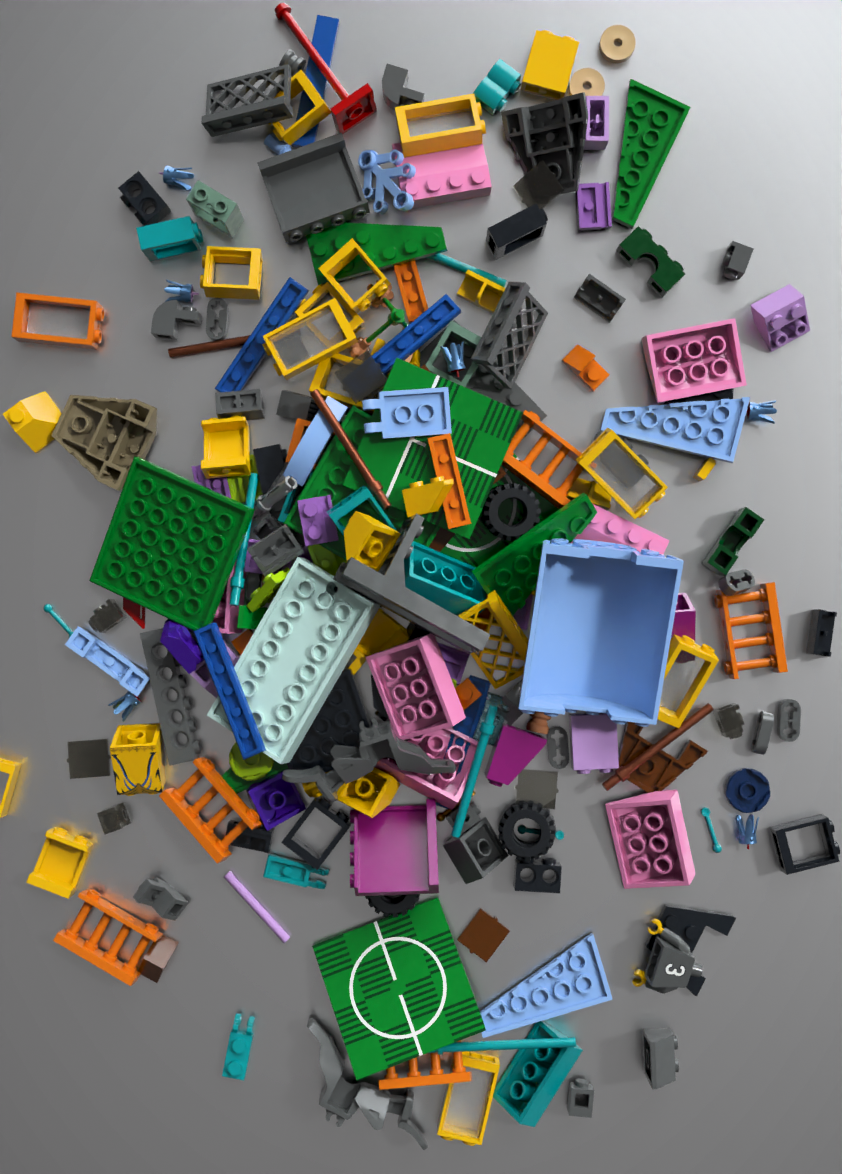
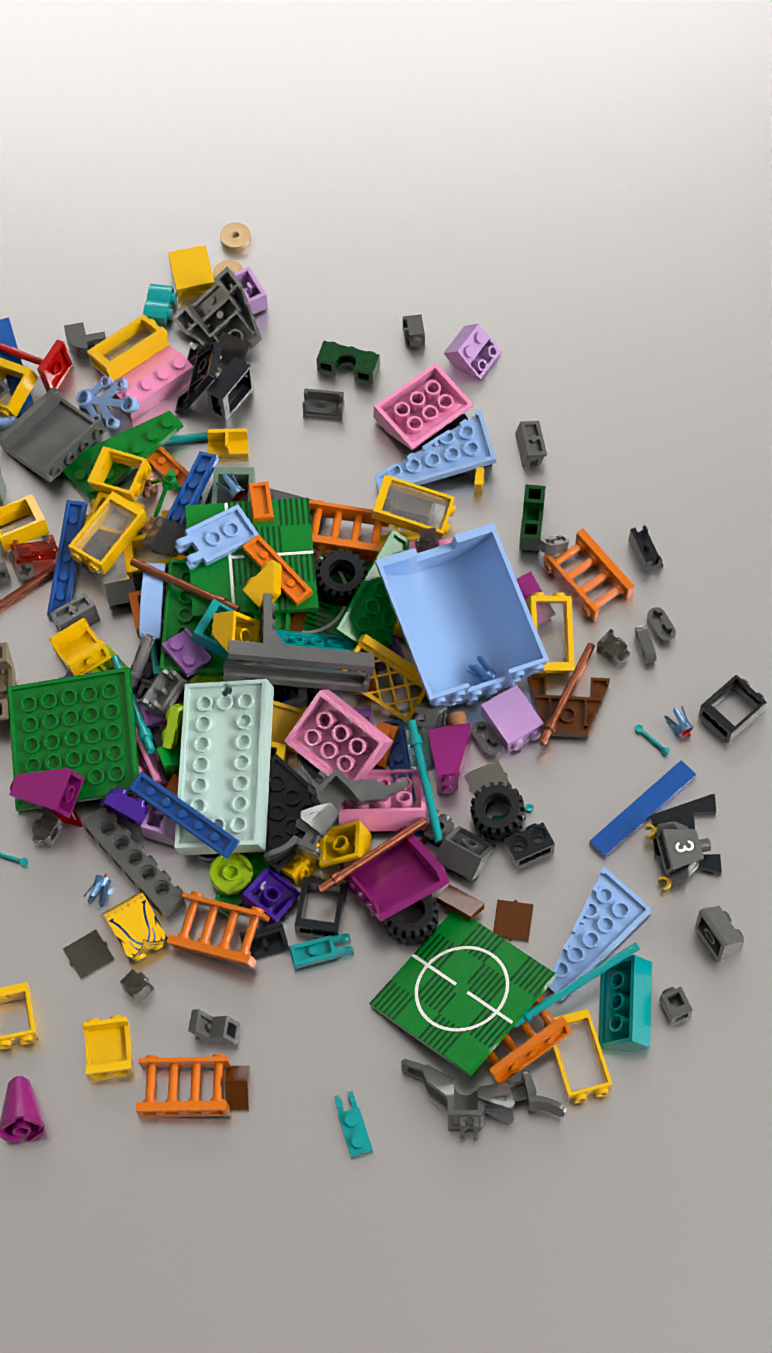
camera: 25 degrees left, 25 degrees down
(108, 660) = (65, 864): light blue slope -> none
(117, 593) = (49, 790): none -> magenta slope
(233, 312) = (34, 551): none -> clear red hinge
(257, 907) = (302, 998): lavender bar -> none
(270, 465) = (123, 643): black slope -> none
(341, 826) = (338, 877): none -> copper bar
(446, 900) = (460, 902): none -> tile
(472, 394) = (261, 502): none -> orange tile
(497, 202) = (205, 371): none -> black wing
(500, 327) = (256, 453): dark grey fence -> none
(584, 366) = (339, 457): orange slope -> none
(592, 687) = (484, 674): none -> flat silver piece
(593, 206) = (281, 347): medium lavender plate -> none
(611, 527) = (427, 540): none -> clear smoke brick
(646, 899) = (642, 809): none -> blue tile
(648, 136) = (296, 285): green wing -> none
(651, 840) = (604, 767): bright pink slope -> none
(747, 790) = (661, 694): dark blue tile -> none
(755, 410) = (493, 424): flat silver piece -> none
(779, 455) = (530, 442): none -> dark grey hinge

